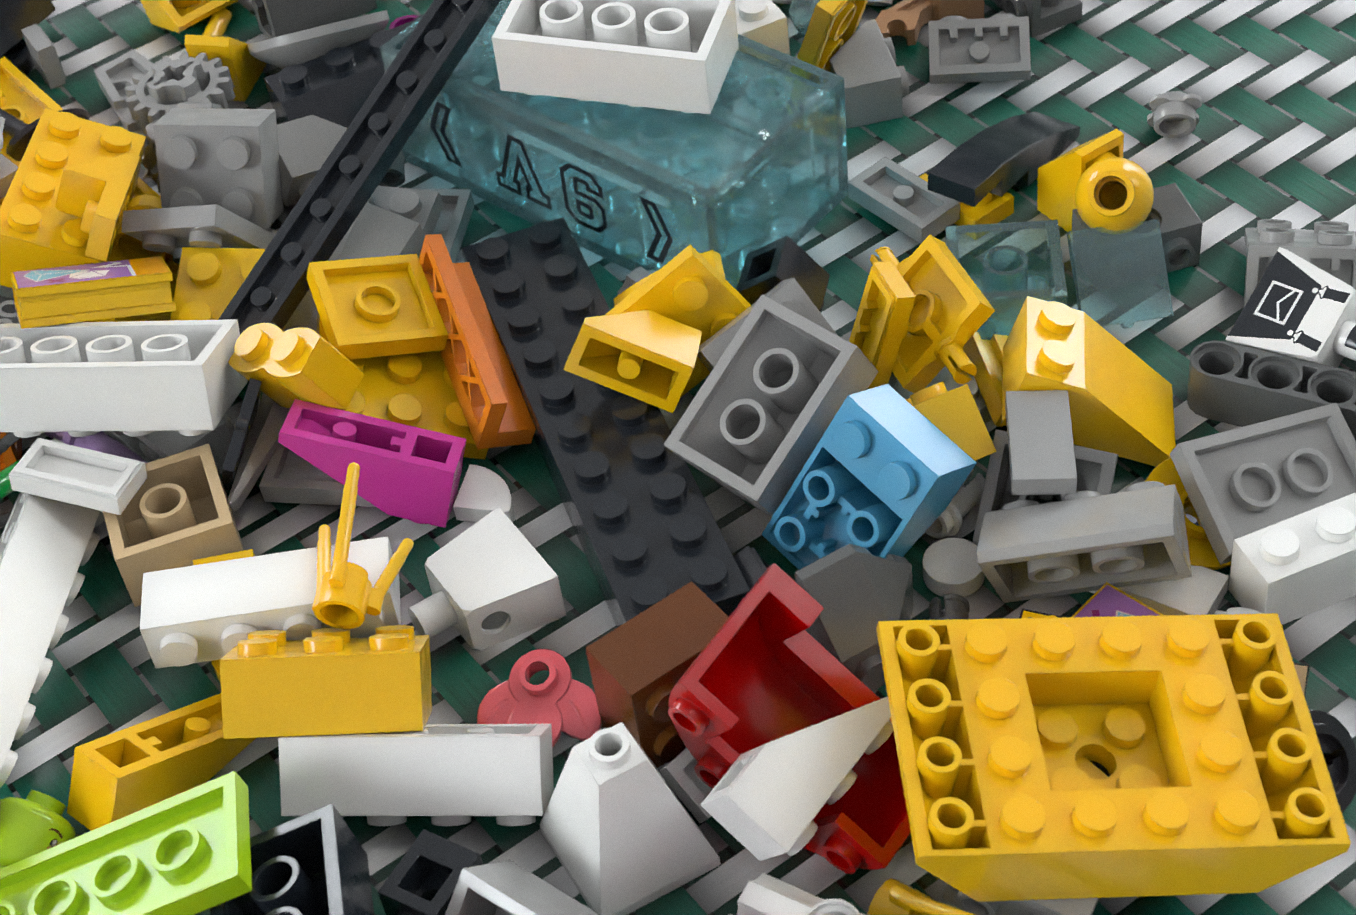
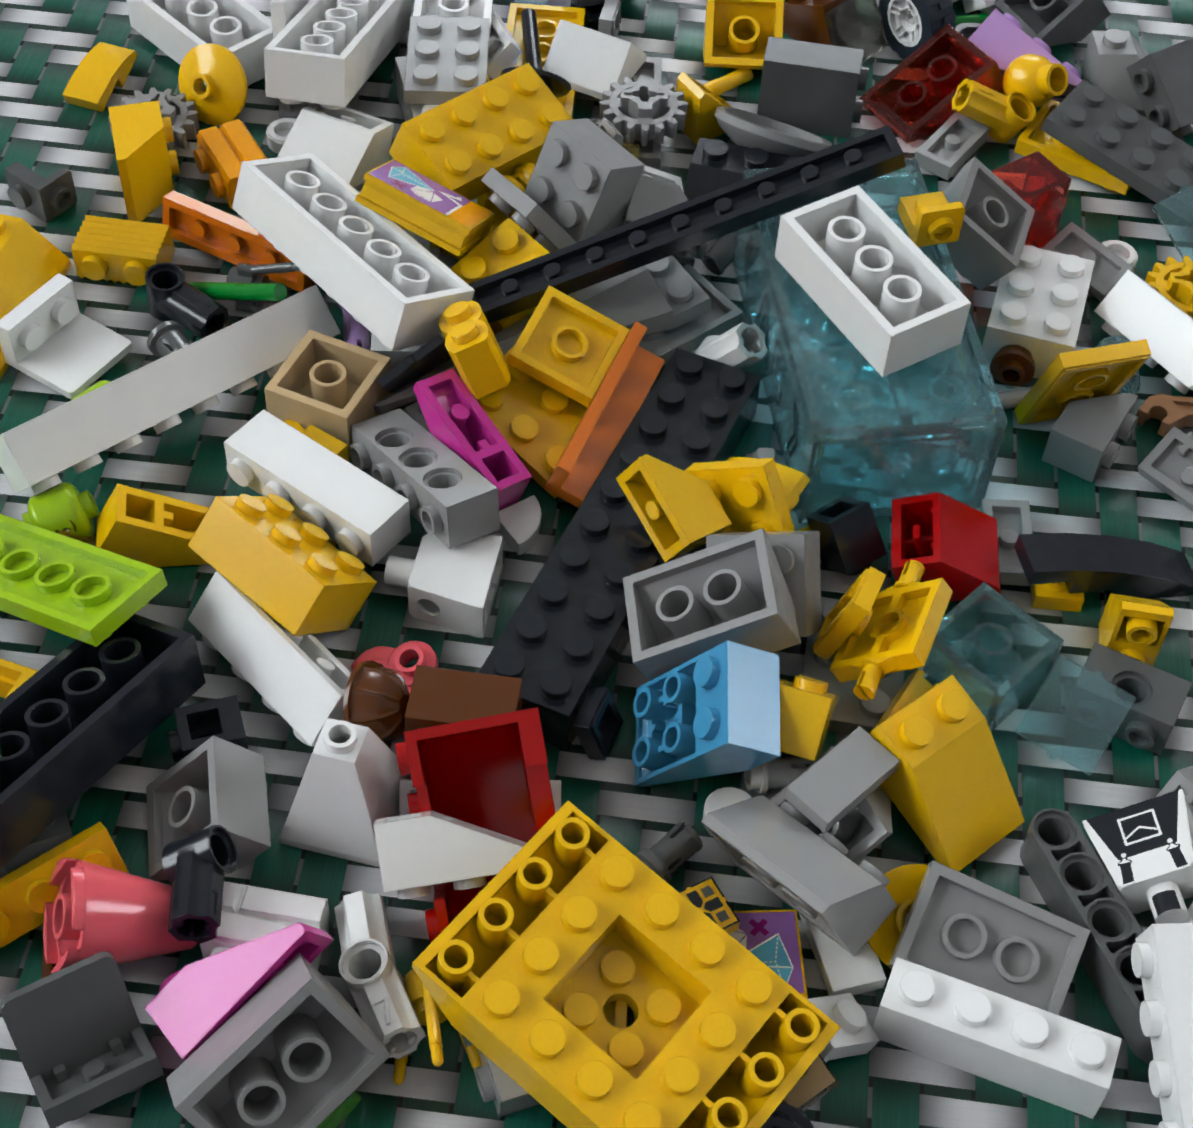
camera: 35 degrees right, 5 degrees up
(76, 78) = (591, 58): none -> white slope
(78, 476) = (296, 320): white tile -> none
(98, 195) = (485, 146): yellow slope -> none
(344, 589) = (339, 511): yellow plant -> none
(429, 502) = (440, 486): none -> light grey brick
(515, 208) = (736, 347): none -> white piece
(568, 712) = (376, 700): none -> reddish brown piece
(854, 222) = (948, 540): none -> red slope
(855, 596) = (624, 787): dark grey slope -> none
(1114, 194) = (1119, 655): yellow piece -> none

